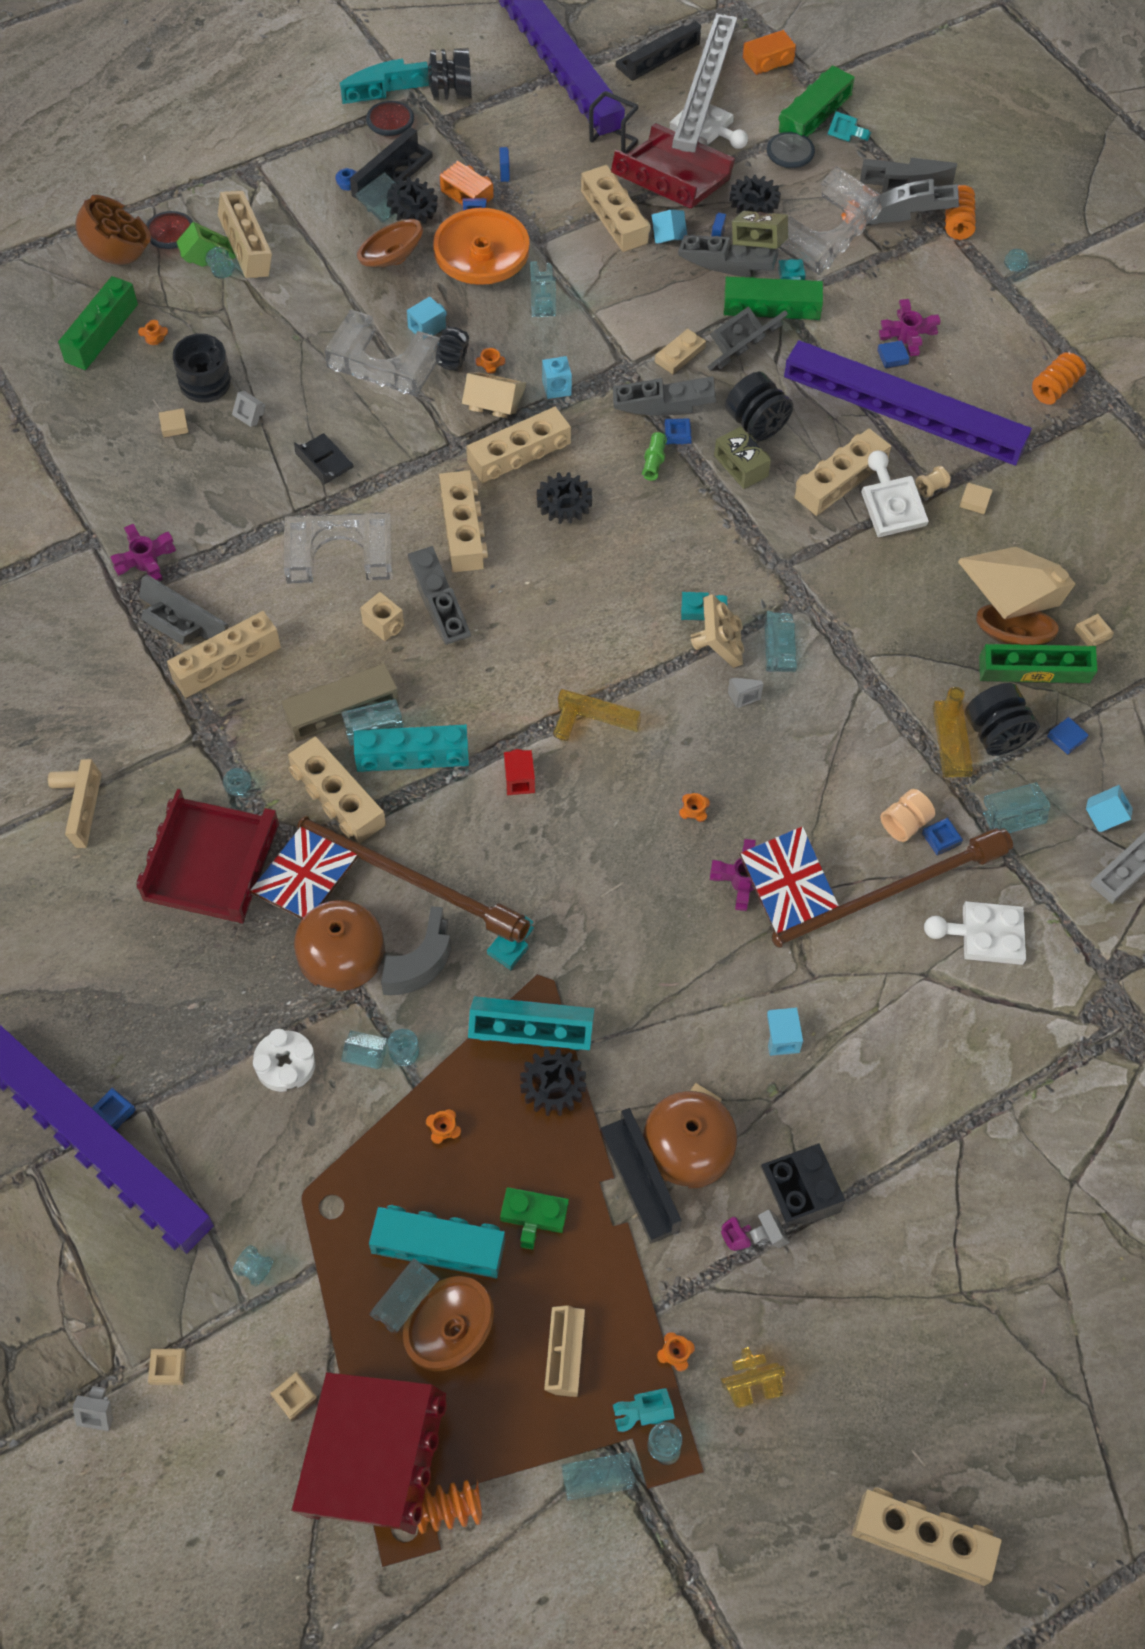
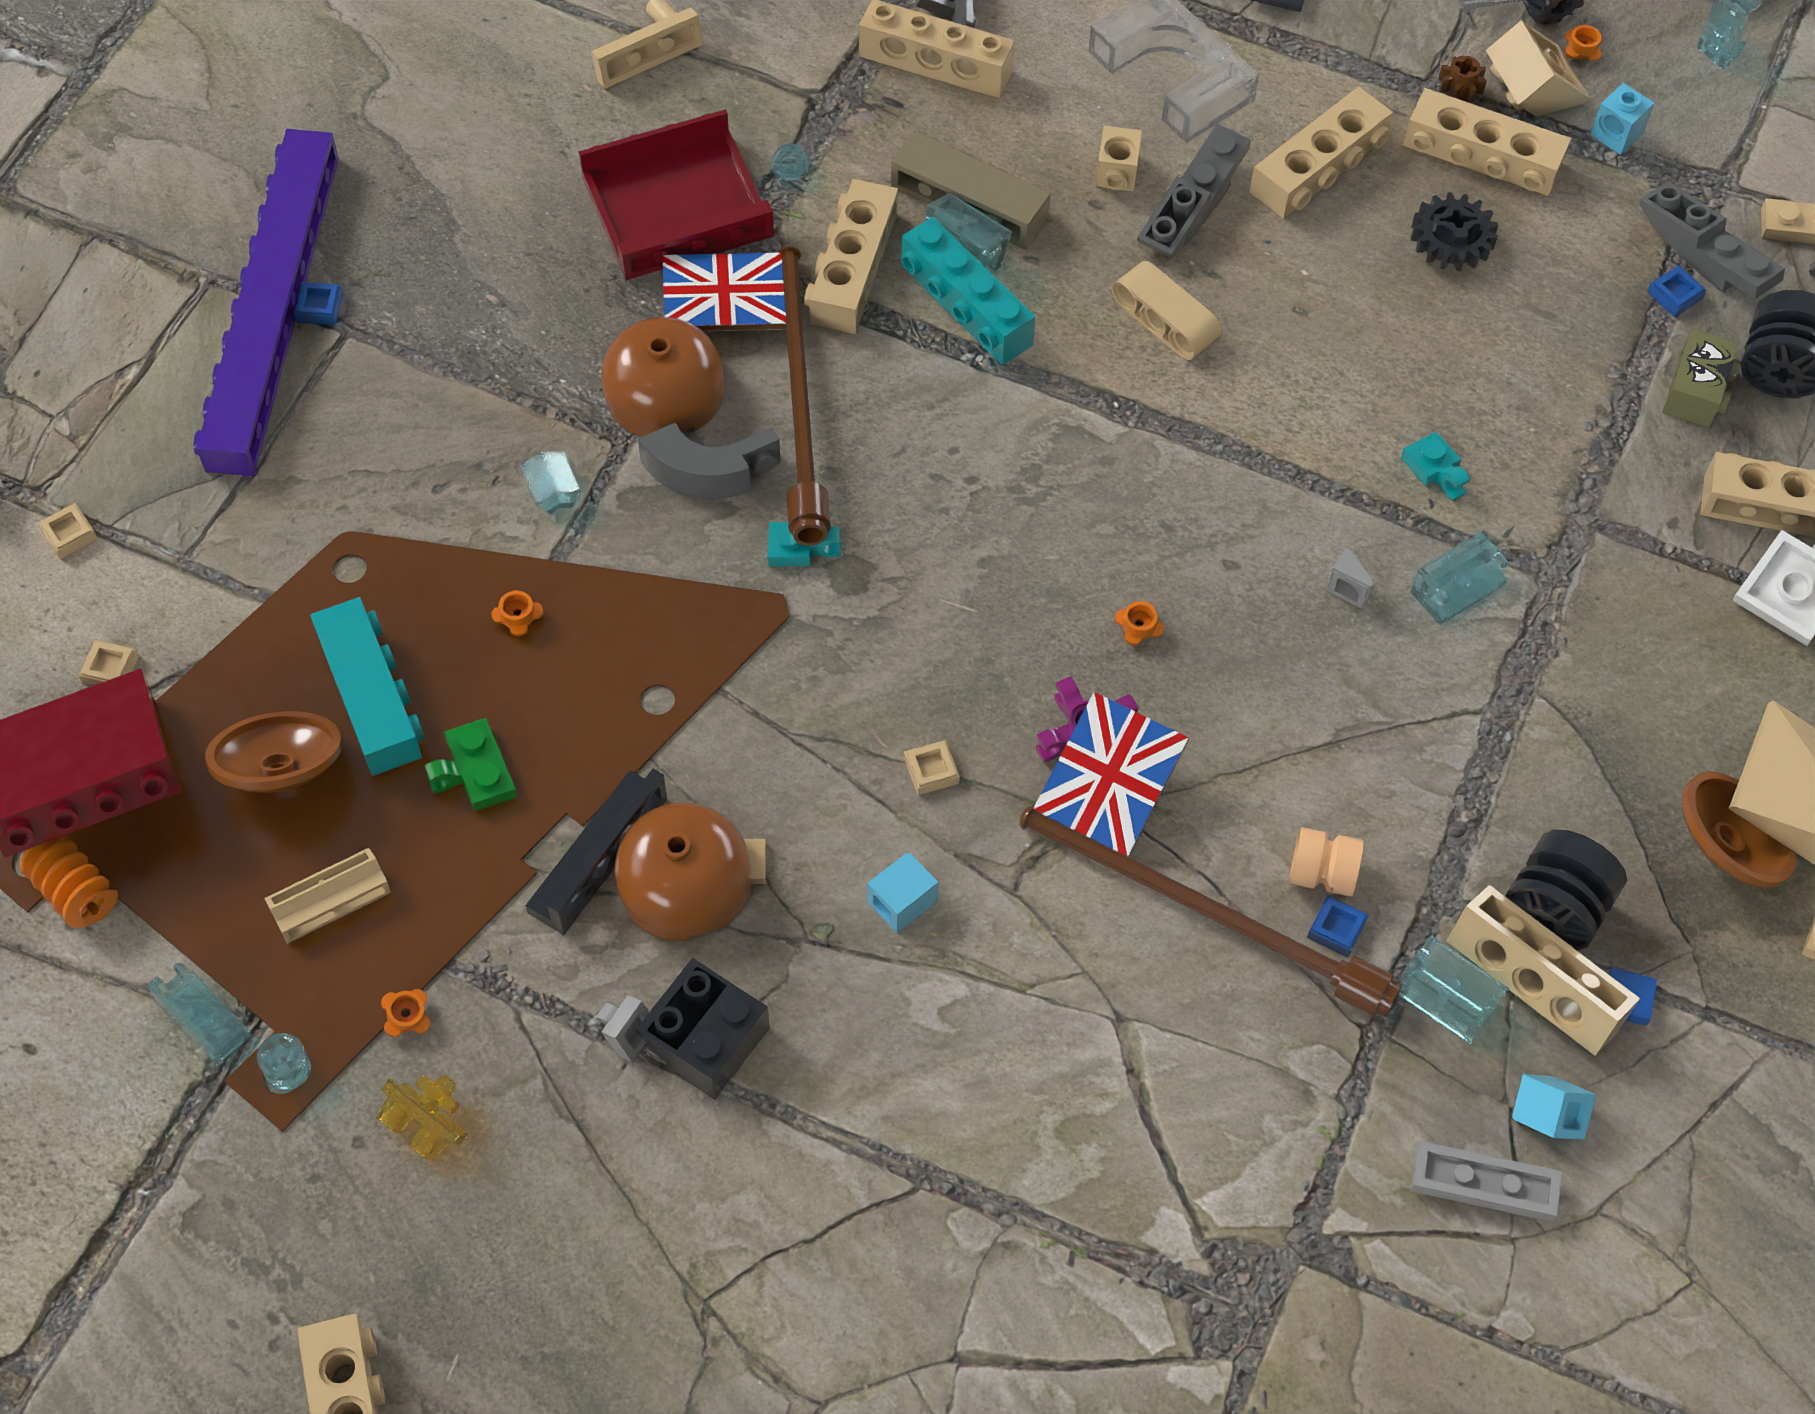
camera: 55 degrees right, 0 degrees up
(253, 1265) = (225, 533): clear light blue wheel -> none
(280, 1044) = (483, 397): white plate -> none
(404, 1296) = (281, 689): clear light blue hinge -> none
(406, 1053) = (577, 522): clear light blue wheel -> none
(469, 426) = (1462, 78): none -> reddish brown gear
(504, 661) = (1166, 310): none -> tan beam
(519, 772) = (1028, 413): red brick -> none
(531, 1023) = (703, 616): teal brick -> none
(557, 1094) = (668, 679): black gear -> none
(576, 704) = (1168, 412): clear yellow piece -> none
(648, 1407) = (312, 1020): teal plate -> none
(654, 456) = (1610, 286): bright green pin -> none
(709, 968) = (931, 767): none -> tan tile
(721, 632) = (1391, 494): tan plate -> none
(735, 1235) = (597, 991): magenta piece -> none
(953, 735) = (1497, 855): clear yellow piece -> none
(988, 930) = (1238, 1059): white plate -> none
(1036, 760) = (1542, 970): none -> tan brick
(1038, 663) = (1700, 890): green brick -> none

